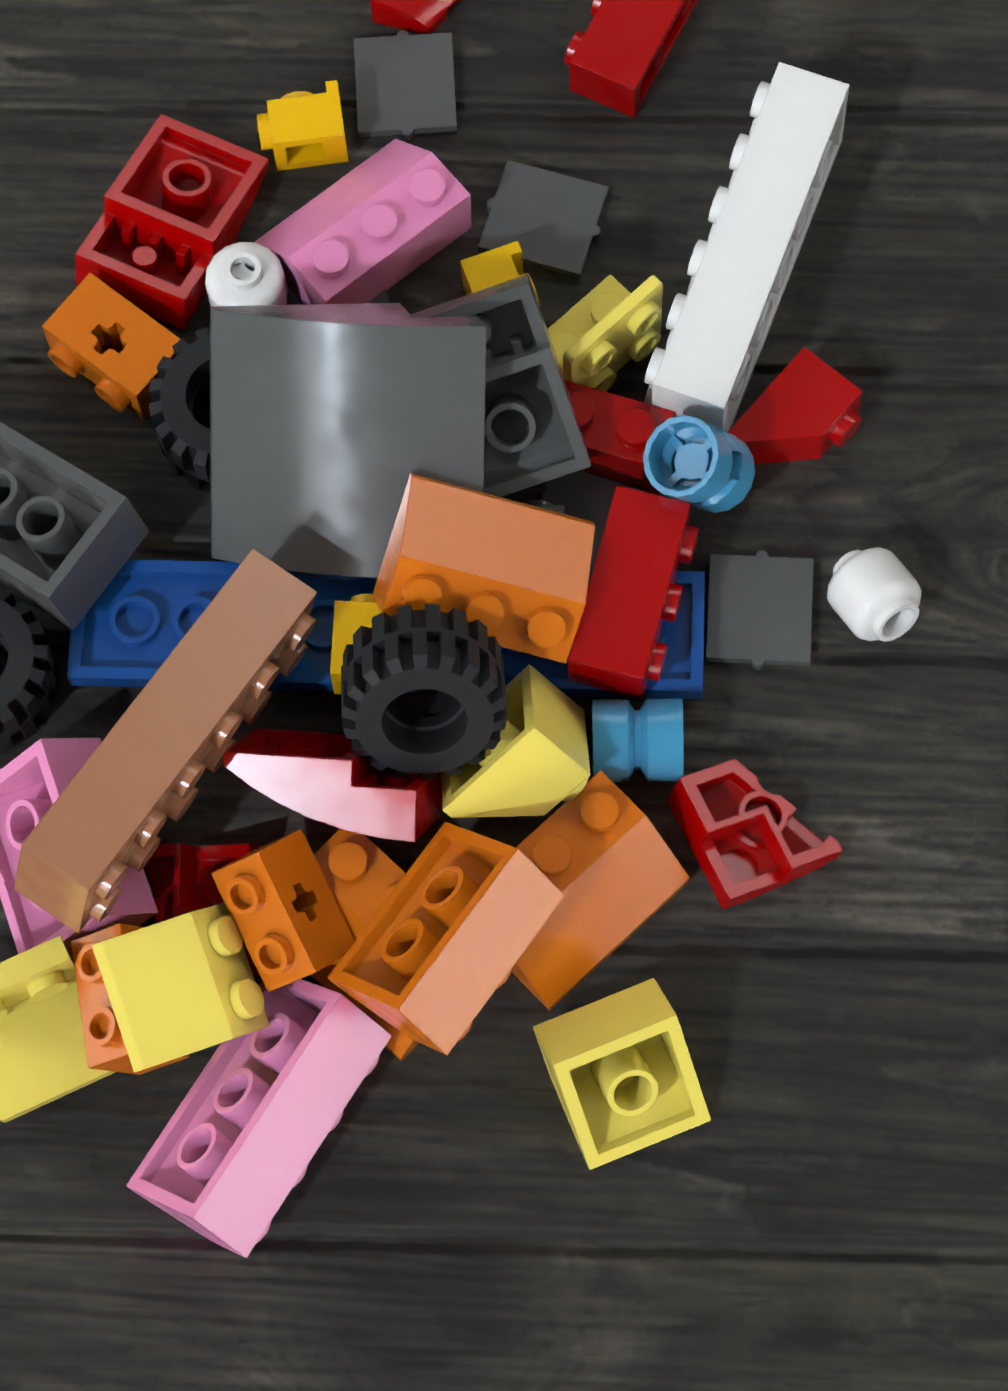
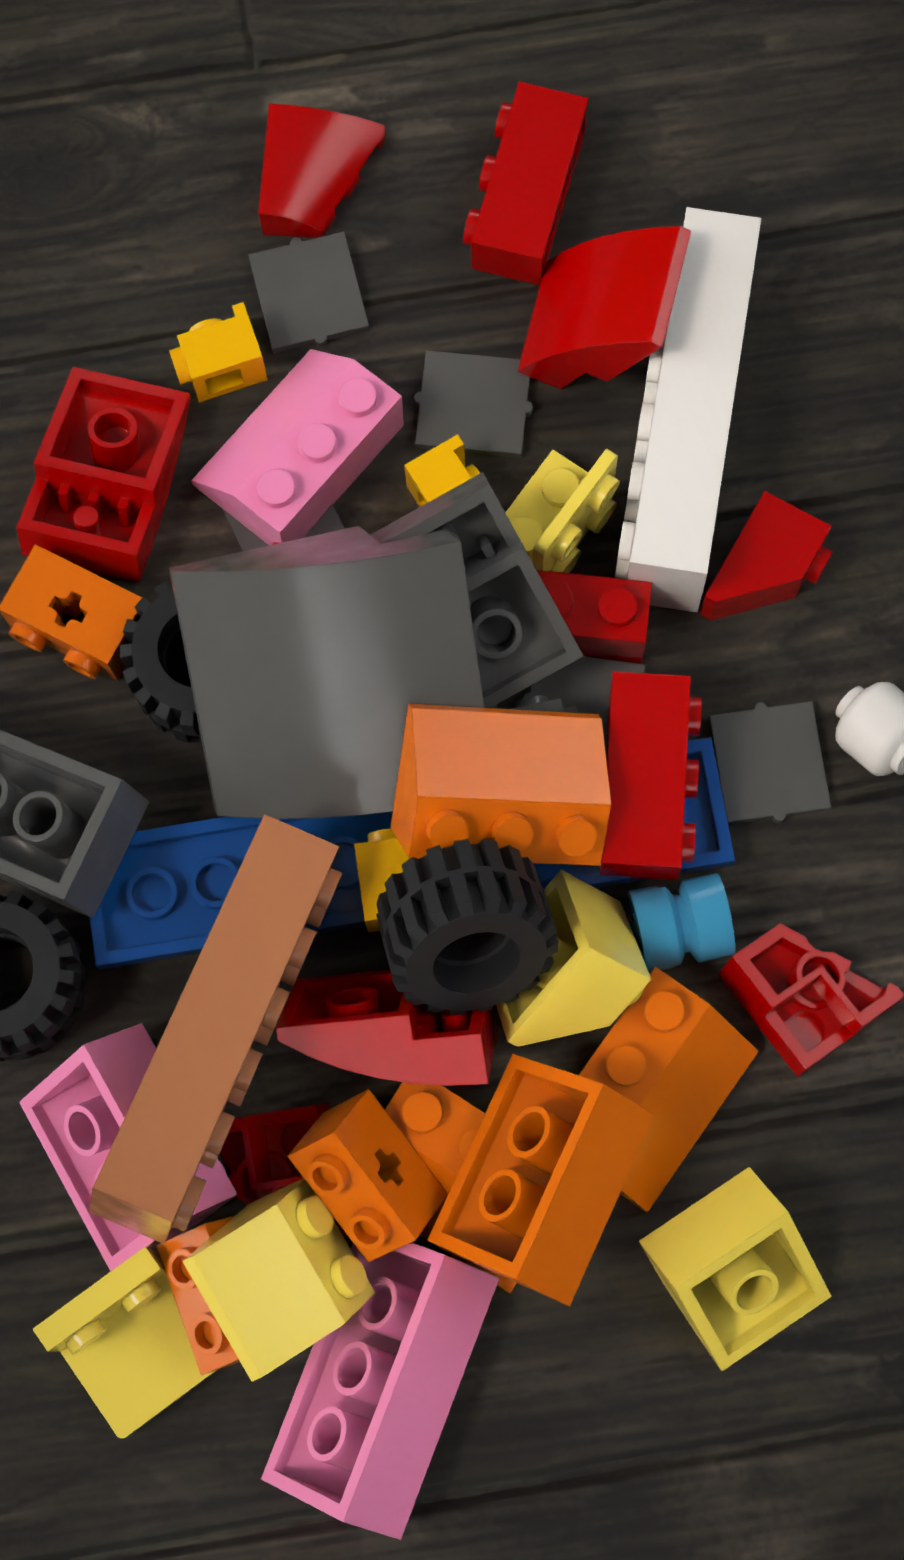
camera: 10 degrees left, 5 degrees up
(245, 277) = (193, 525): white head -> none
(681, 143) = (604, 305): none -> red slope
(698, 464) = (689, 633): dark azure wheel -> none

